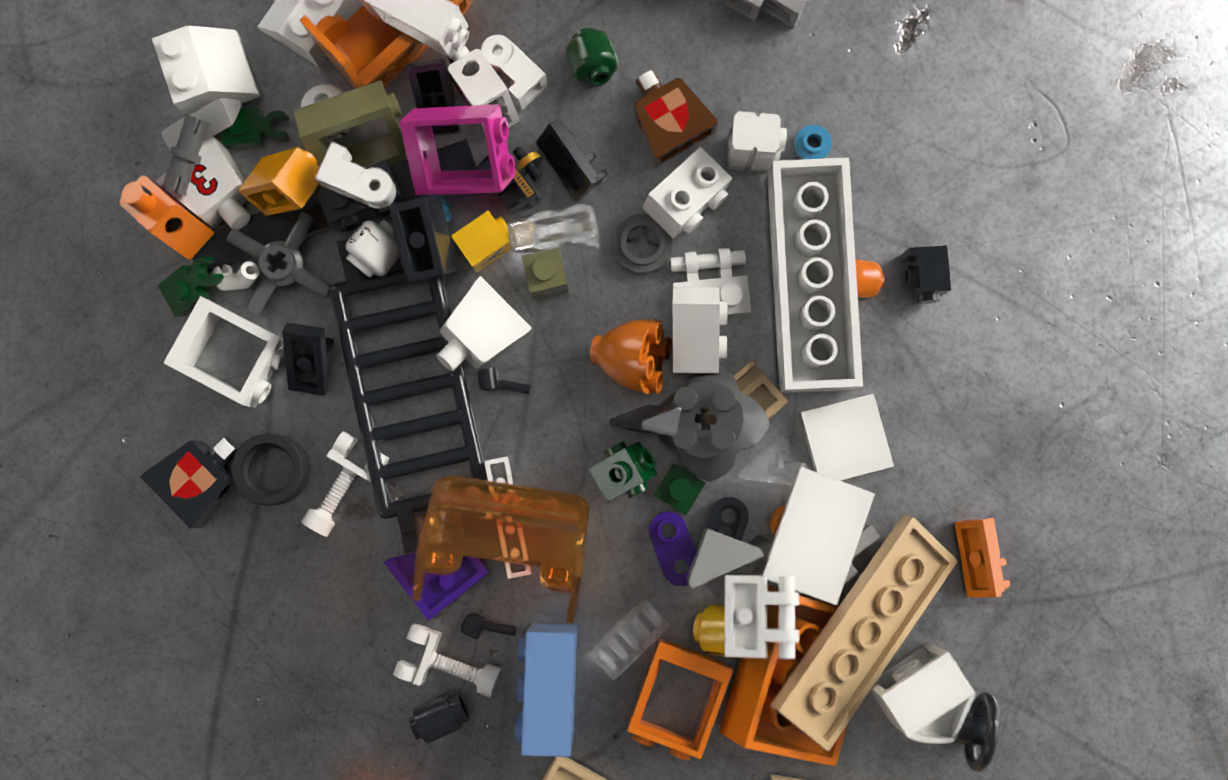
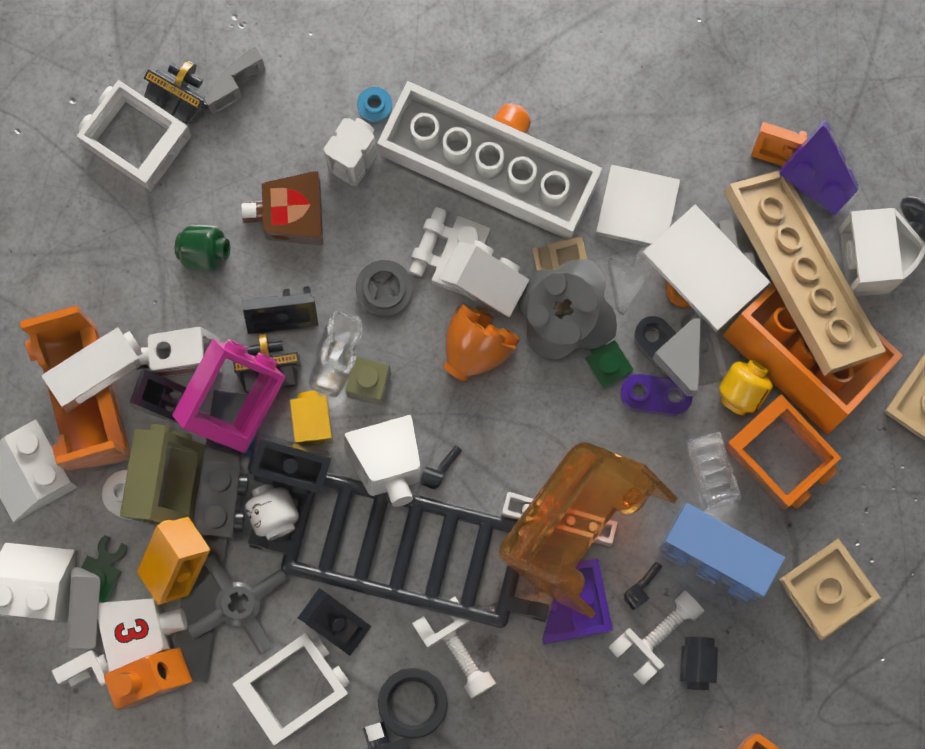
camera: 65 degrees left, 5 degrees down
(149, 154) = (78, 669): none -> white bracket
(185, 155) = (105, 630): dark grey pin -> none
(187, 285) = (214, 698): dark green plate -> none
(240, 280) = (233, 644): white arm -> none
(364, 185) = (213, 492): white leg -> none
(515, 68) = (175, 315): white leg -> none
(624, 470) = (570, 400): dark green brick -> none
(650, 420) = (539, 355): black slope -> none
(687, 194) = (363, 227): white brick -> none
(747, 616) = (742, 356): white plate -> none
(927, 273) = (534, 69): black brick -> none
(975, 598) = (821, 170): none -> dark purple wing

